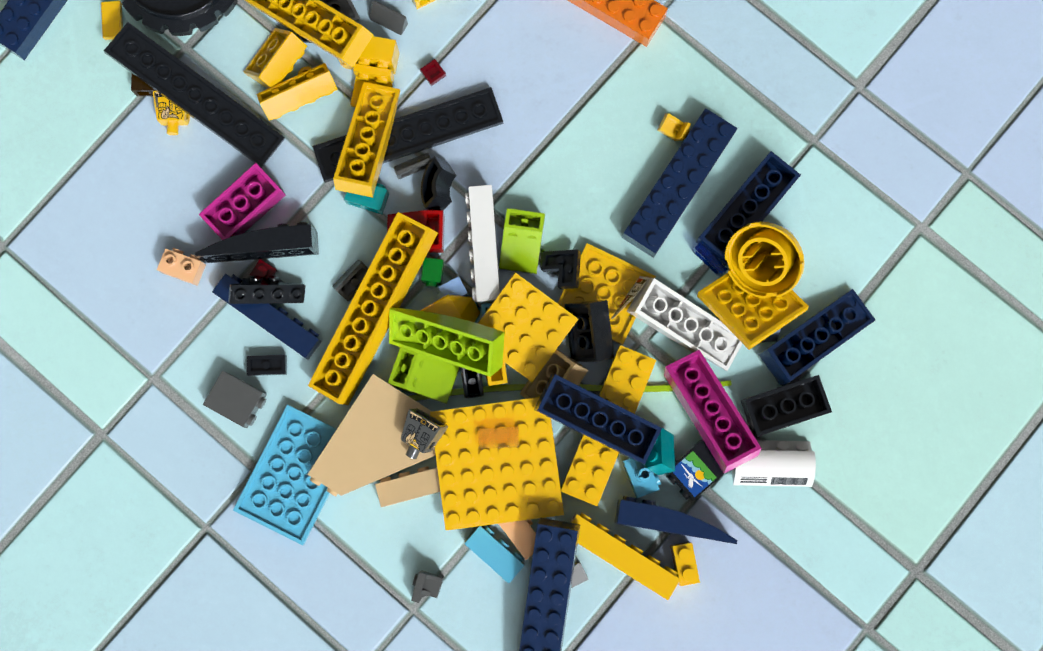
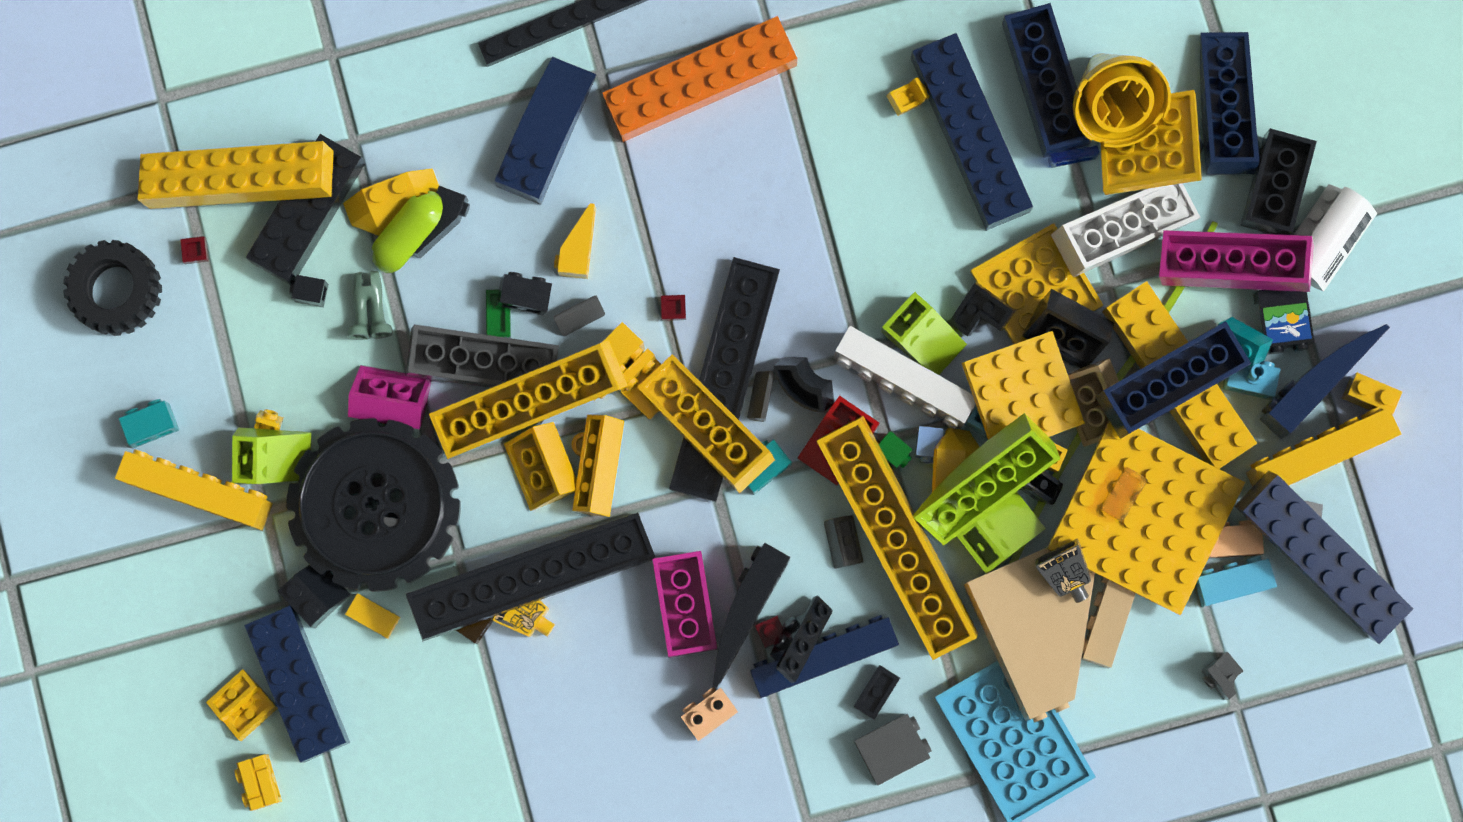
camera: 55 degrees left, 0 degrees up
(632, 293) = (1058, 258): sticker -> none

